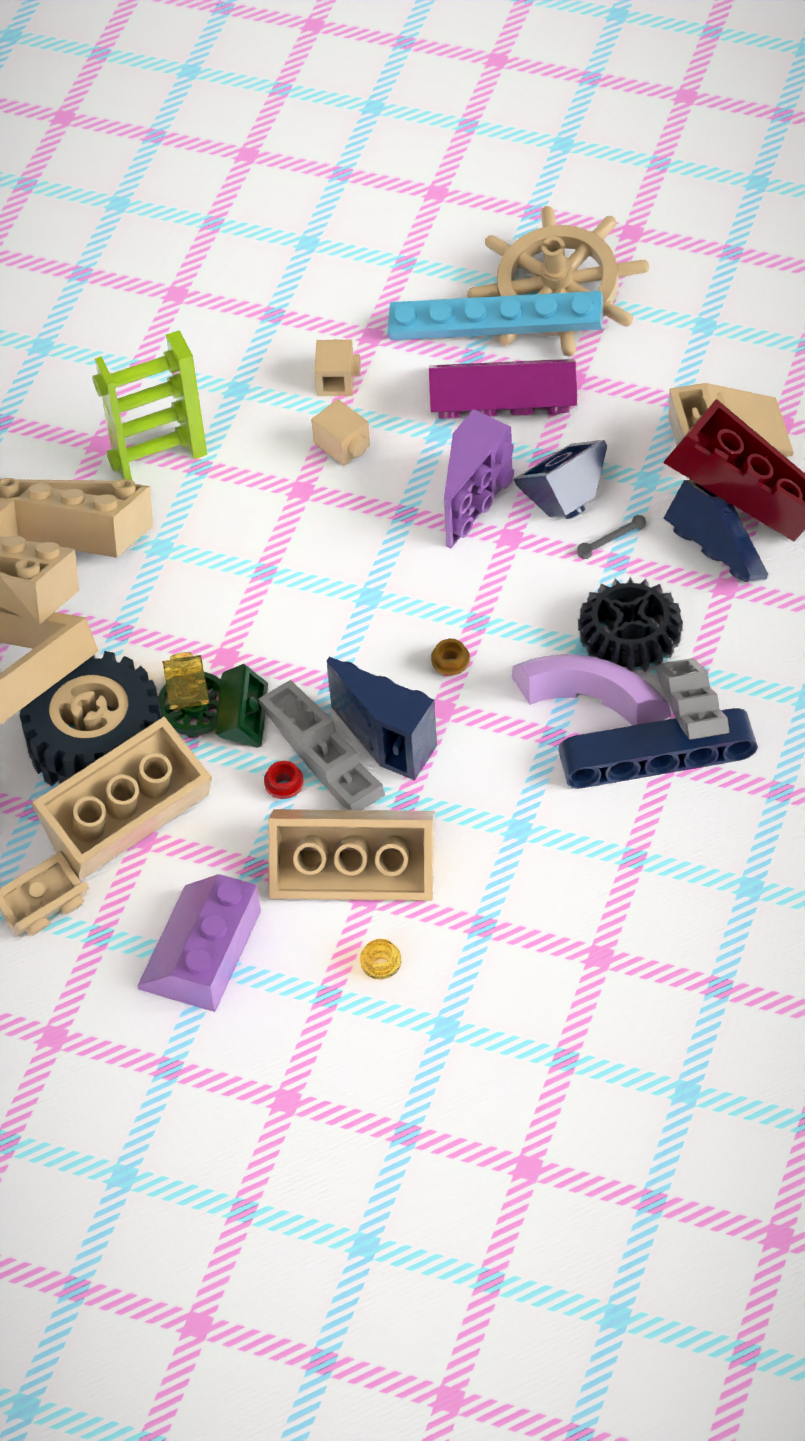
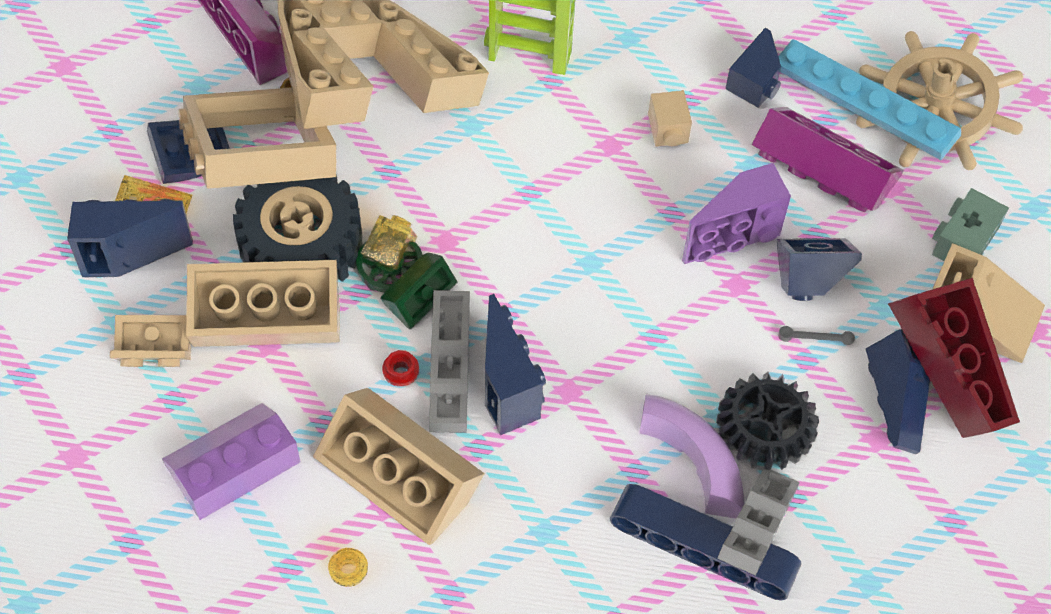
camera: 30 degrees right, 5 degrees up
(335, 367) = (709, 64): tan brick -> none
(382, 348) = (756, 71): none -> dark blue slope
(450, 649) = (610, 345): pearl gold plate -> none
(667, 366) = (971, 225): none -> sand green brick

